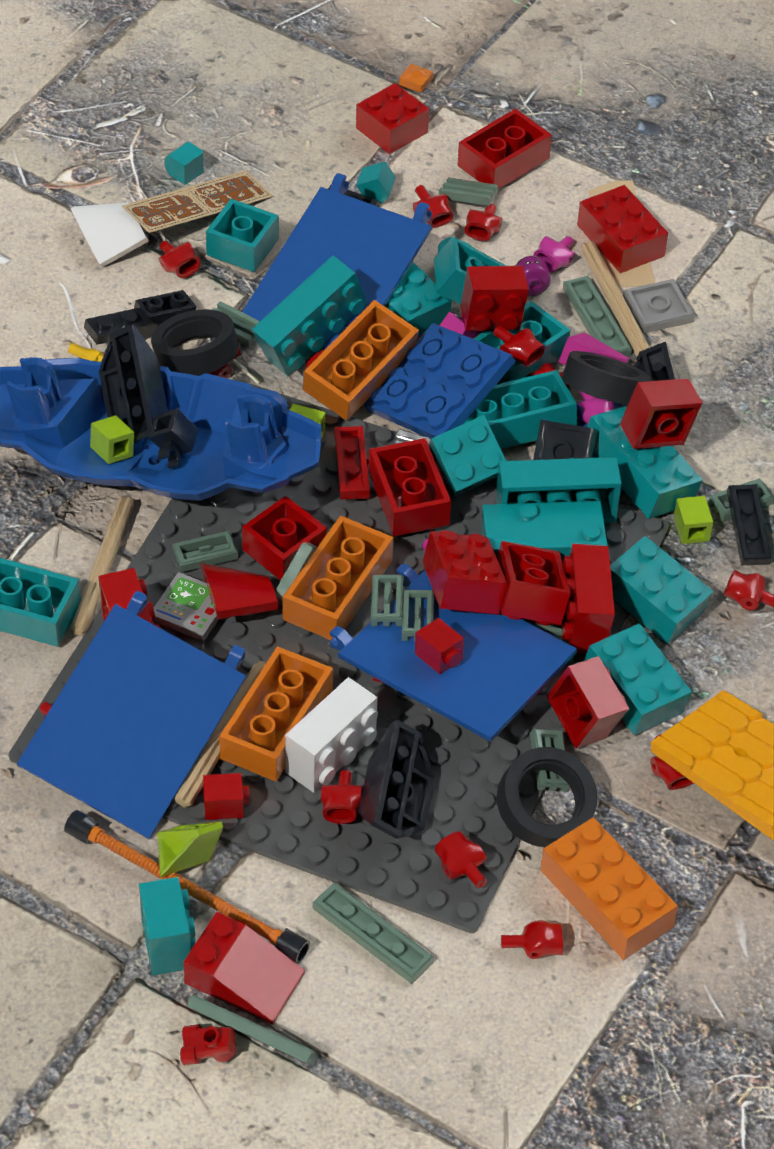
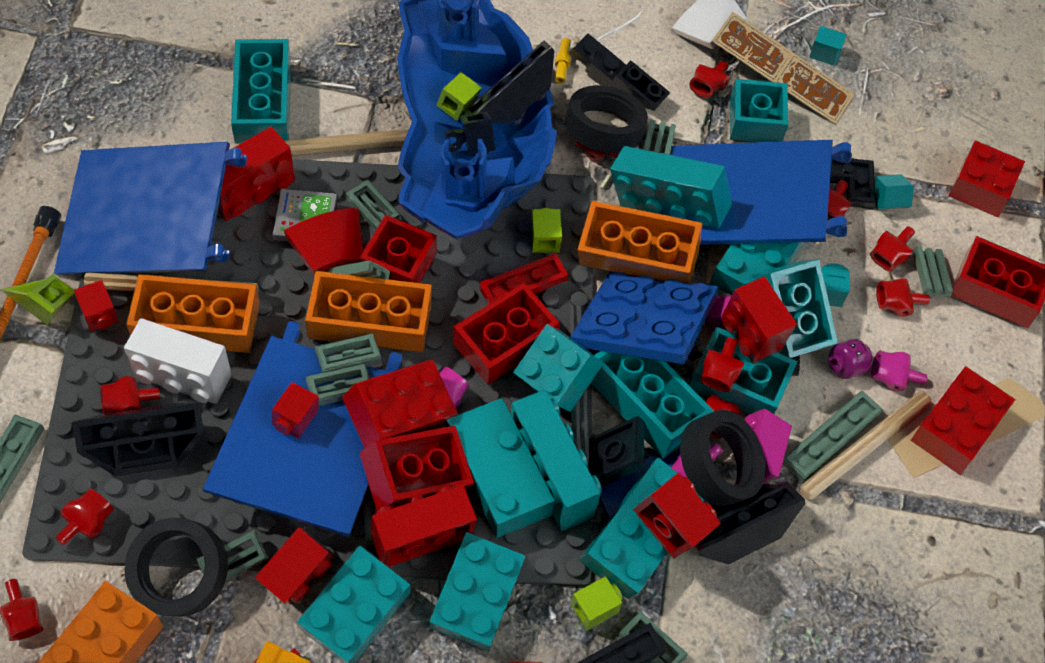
camera: 65 degrees right, 10 degrees up
(658, 306) = (882, 488): light grey tile -> none

